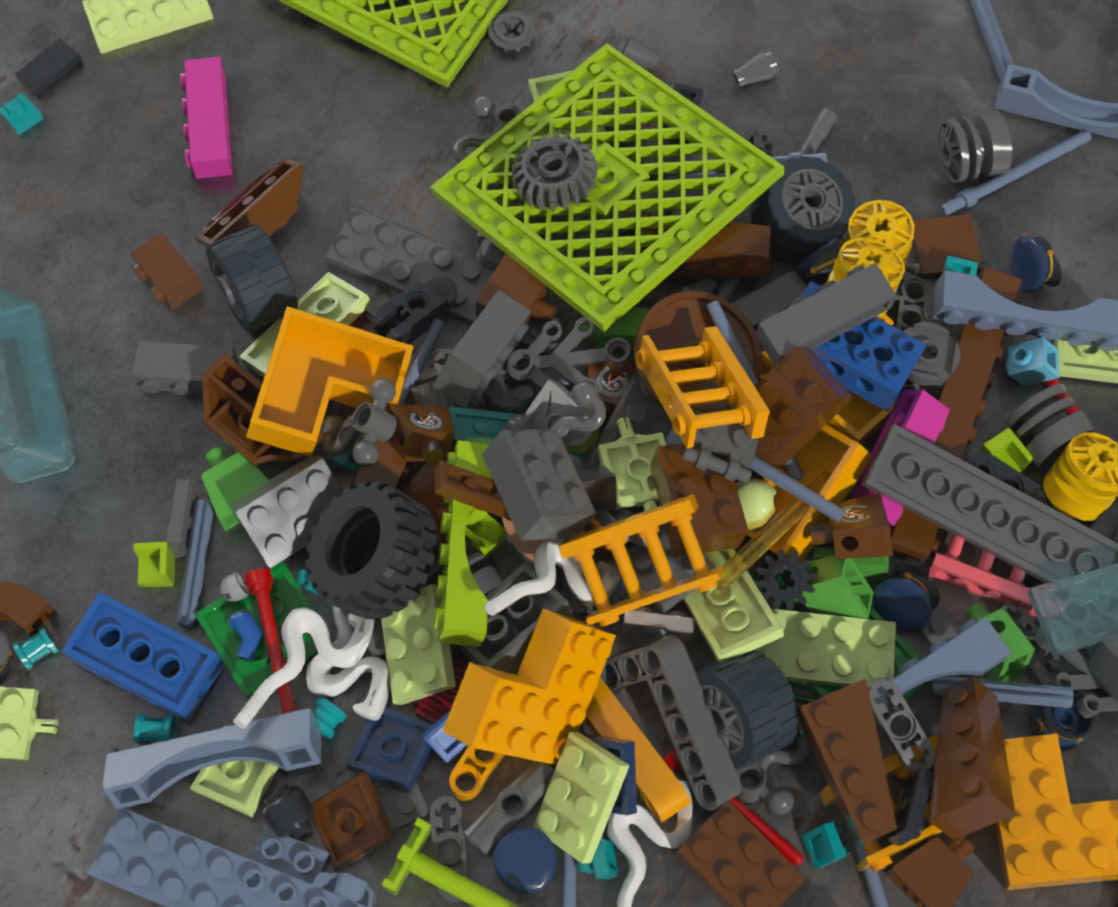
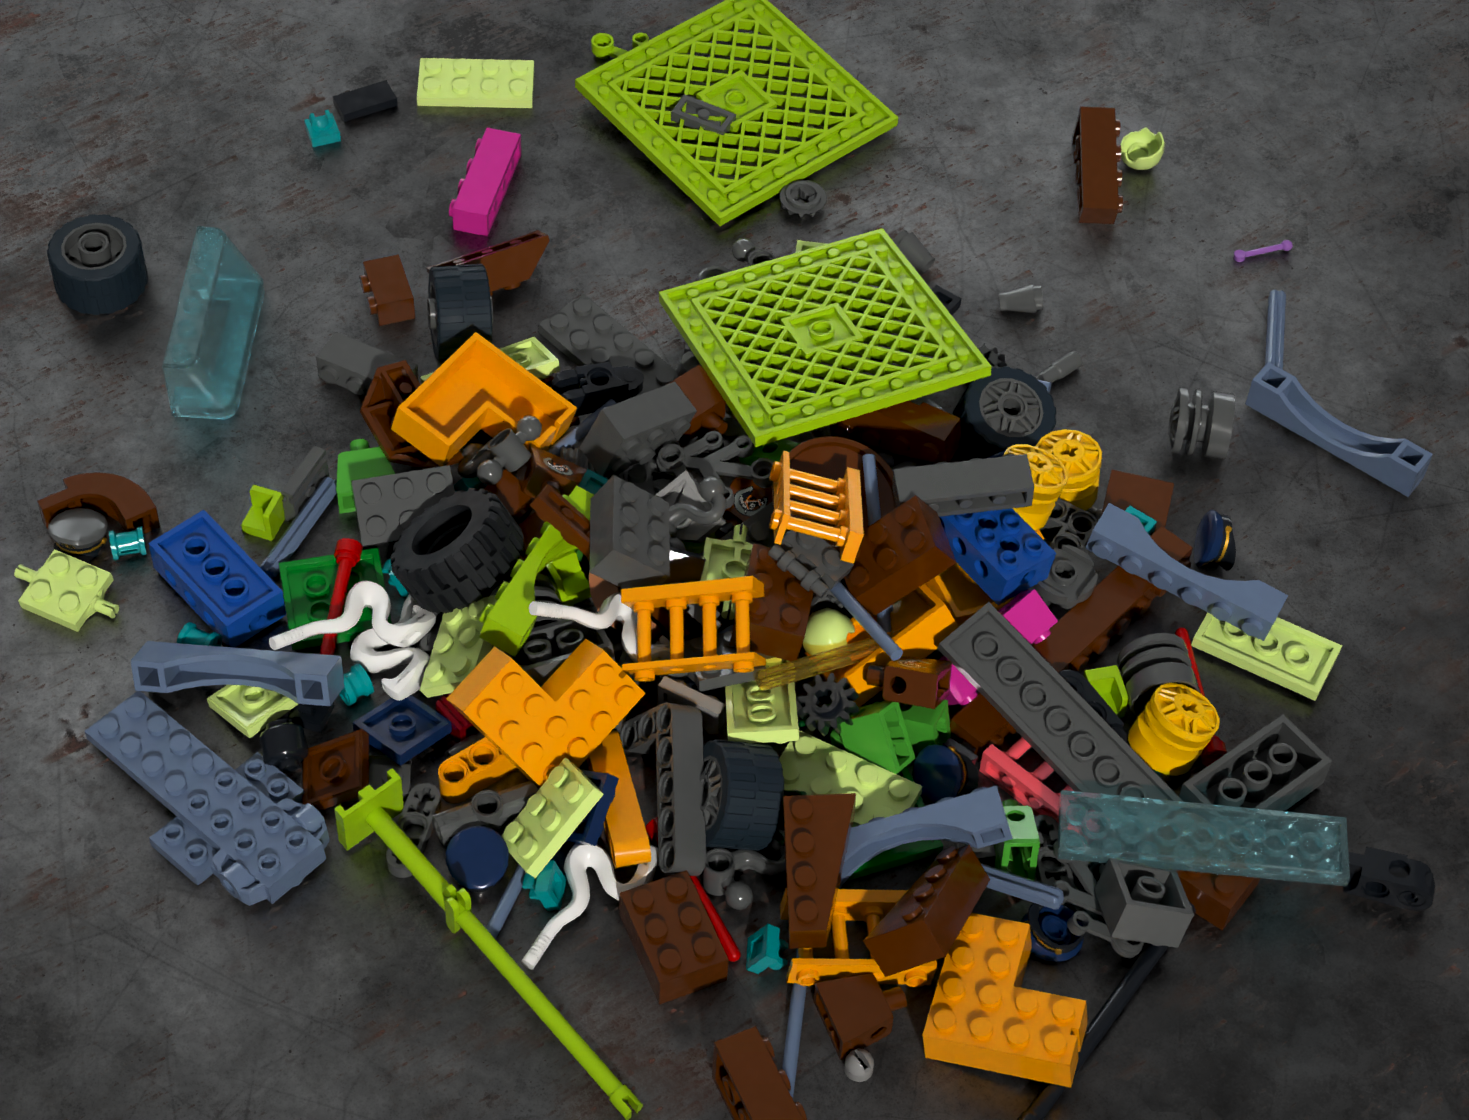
camera: 20 degrees right, 15 degrees down
(234, 587) = (324, 550): light grey hinge -> none
(250, 633) = (319, 591): blue arm -> none
(442, 742) = (454, 731): tile -> none
(554, 172) = (774, 307): dark grey gear -> none
(904, 751) = (890, 881): dark grey beam -> none
(911, 805) = (847, 939): black plate -> none
(969, 196) = (1180, 469): sand blue bar -> none
(1033, 362) = (1172, 617): medium azure brick -> none

